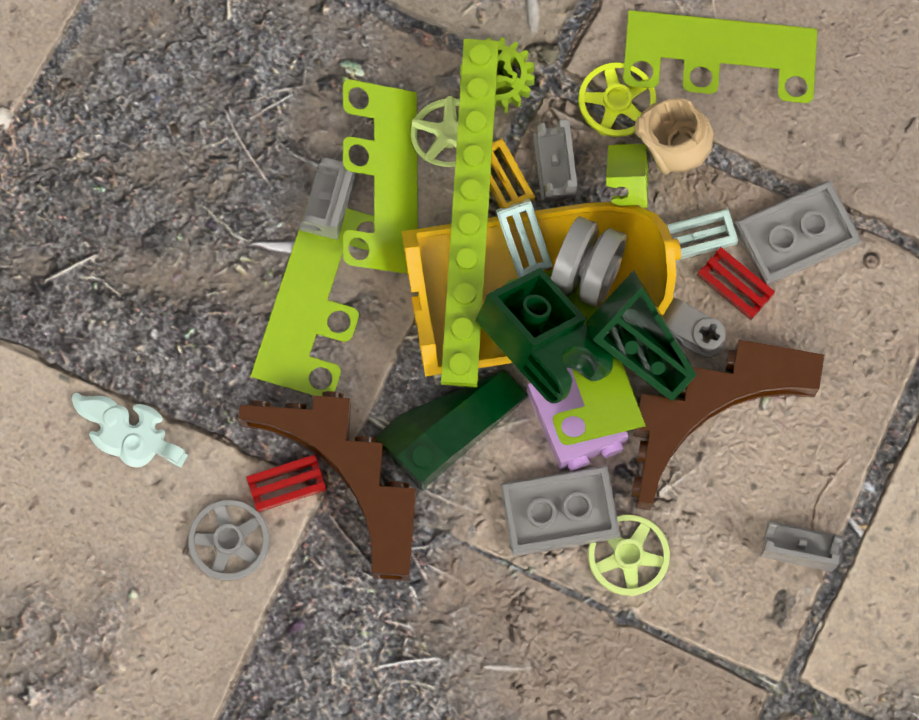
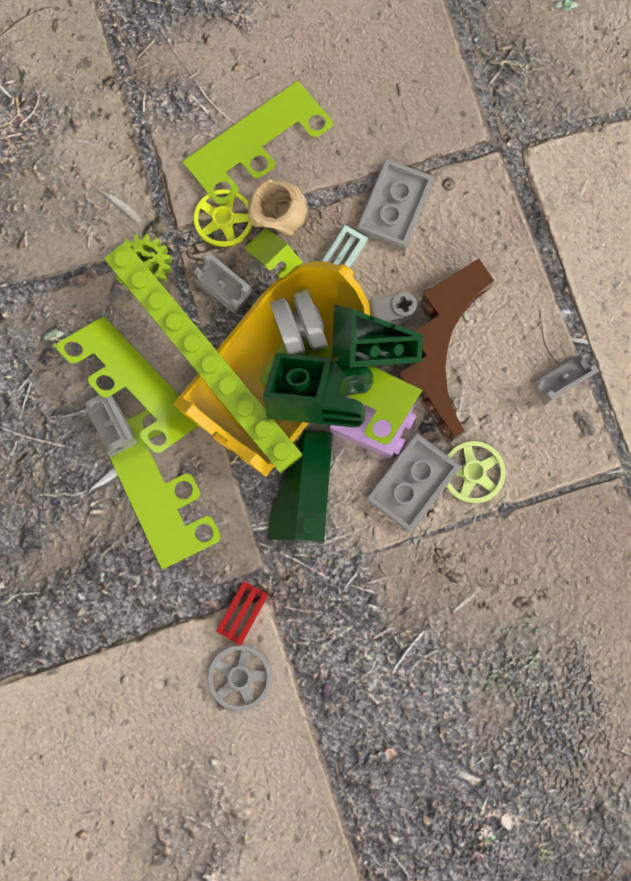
camera: 40 degrees left, 5 degrees up
(132, 443) = (130, 674): light aqua piece -> none
(359, 463) = (237, 562): reddish brown arch -> none
(445, 131) = (142, 323): yellowish green wheel -> none
(515, 210) = (228, 333): light aqua tile -> none
(517, 174) = (209, 312): yellow tile -> none
(745, 274) = (388, 253): red tile -> none

